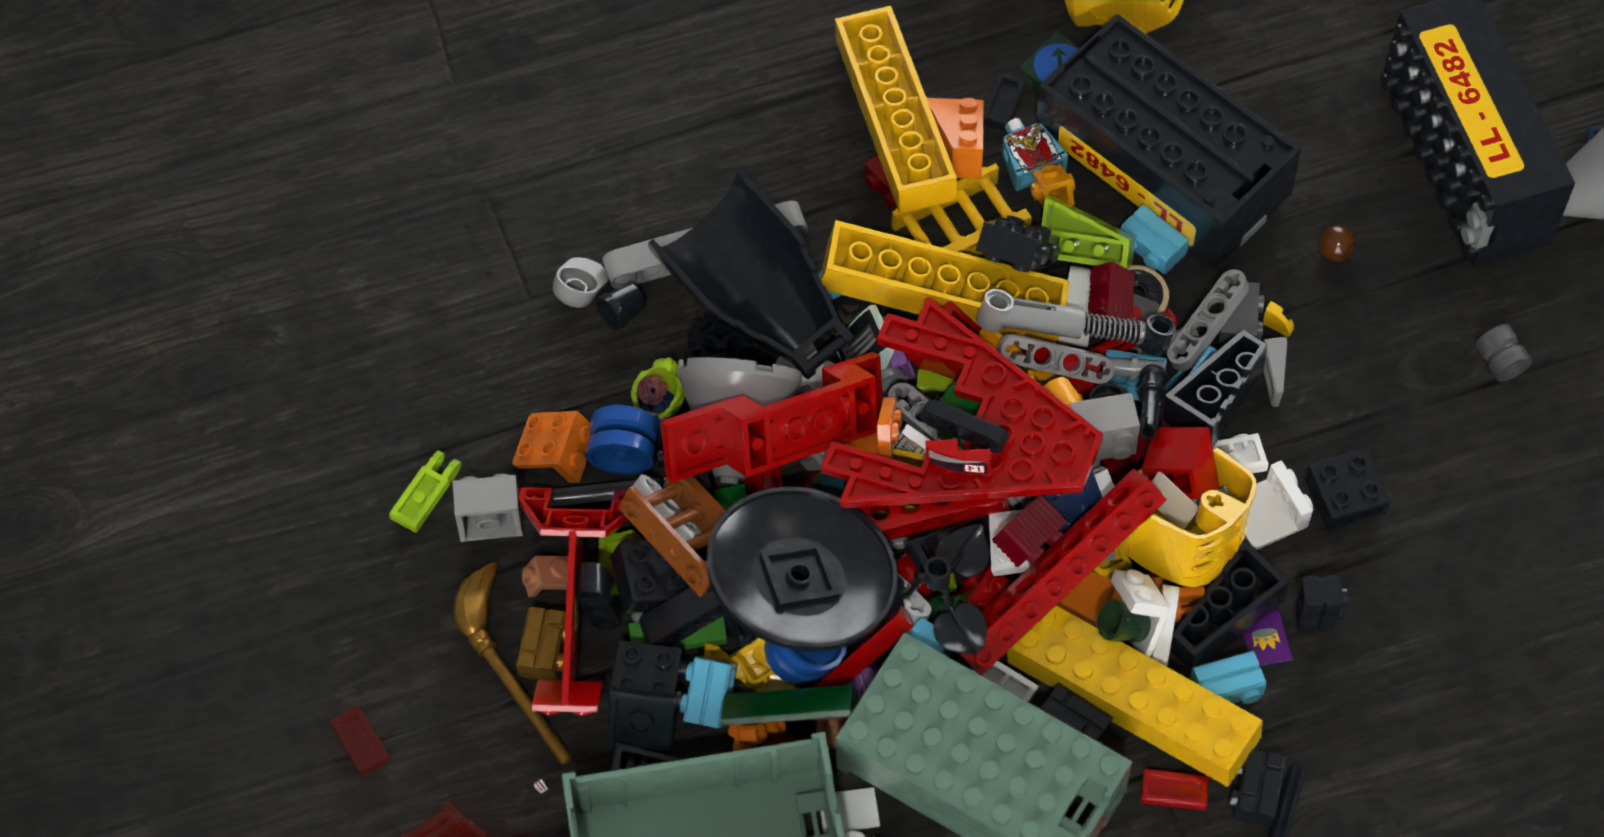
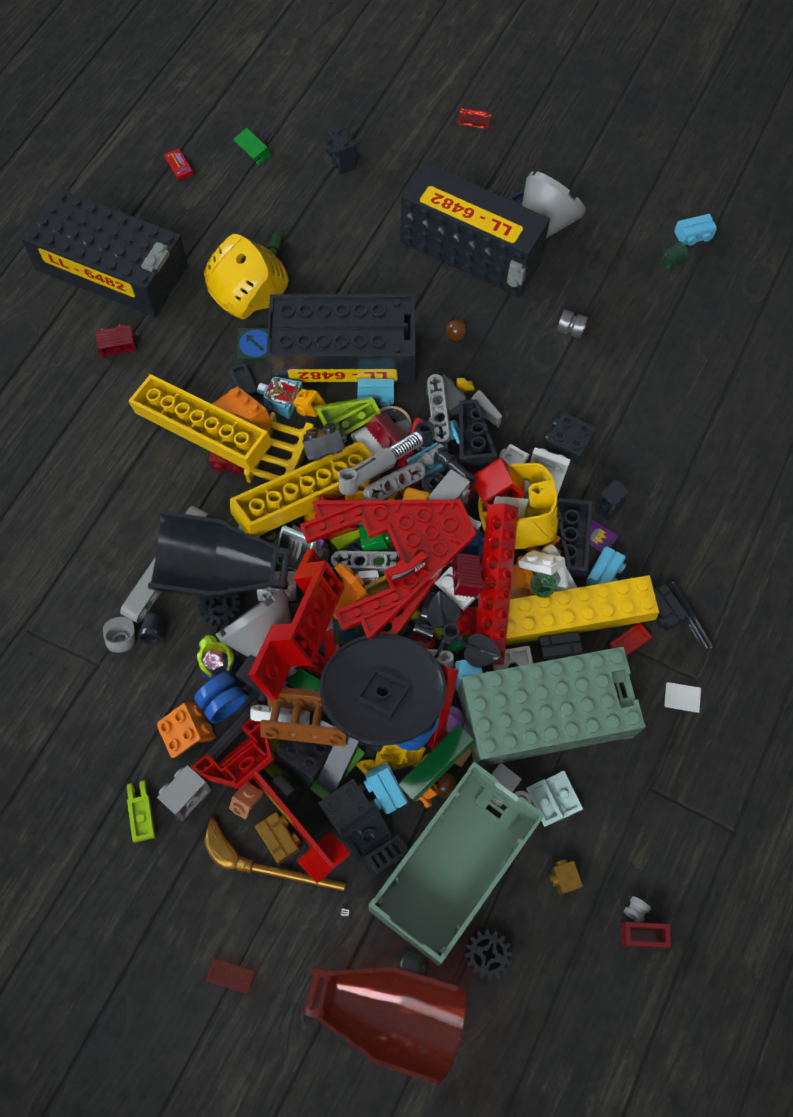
camera: 45 degrees left, 5 degrees up
(964, 426) = (394, 549): black beam -> none

